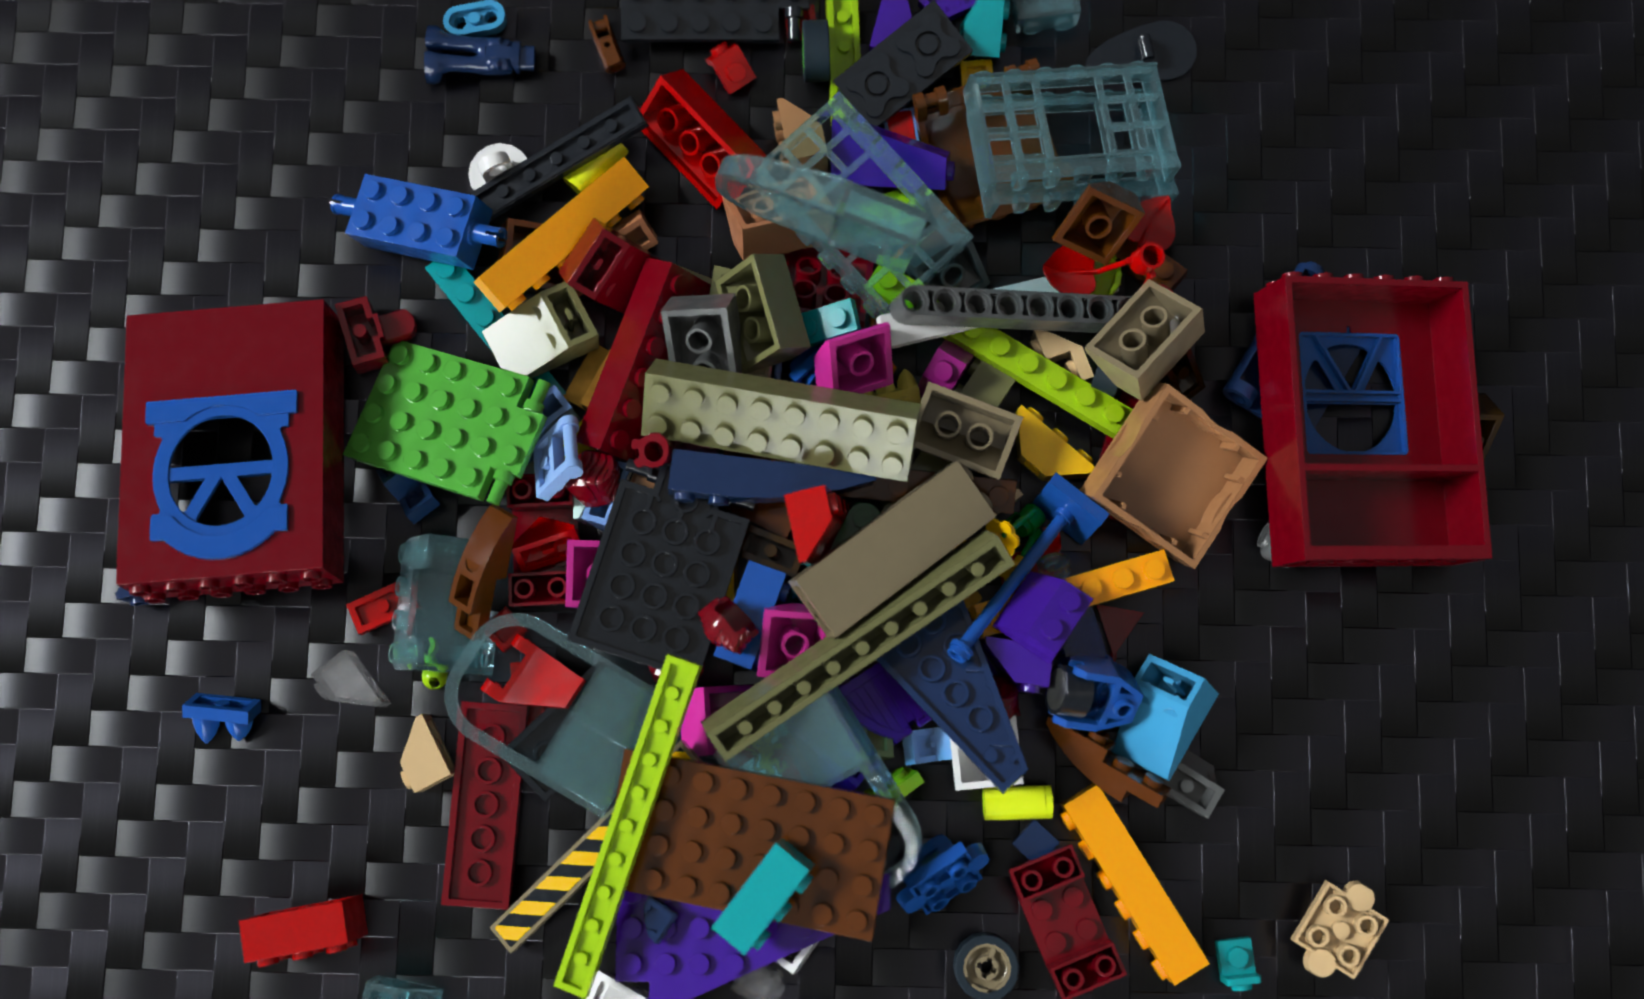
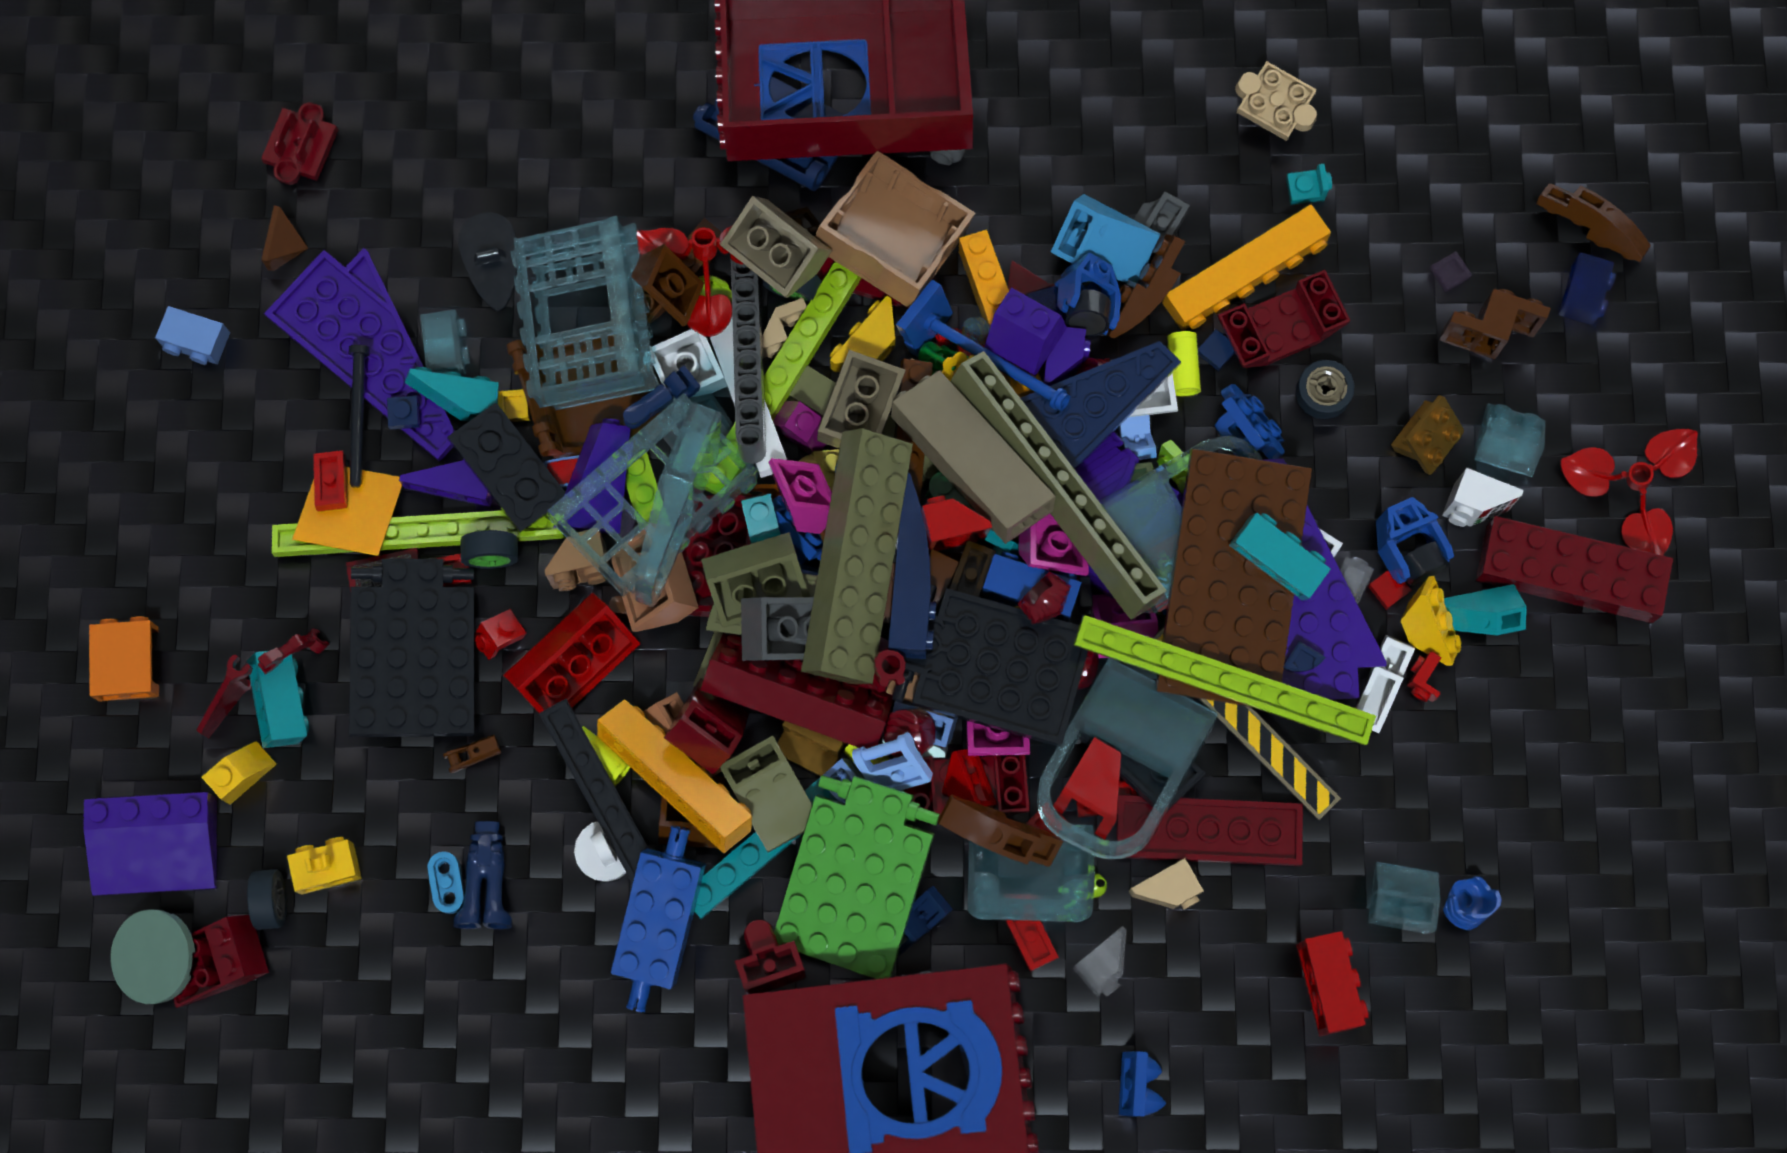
camera: 95 degrees left, 5 degrees down
(987, 236) = (661, 397): none -> dark blue piece
(1013, 248) = (696, 354): none -> white brick

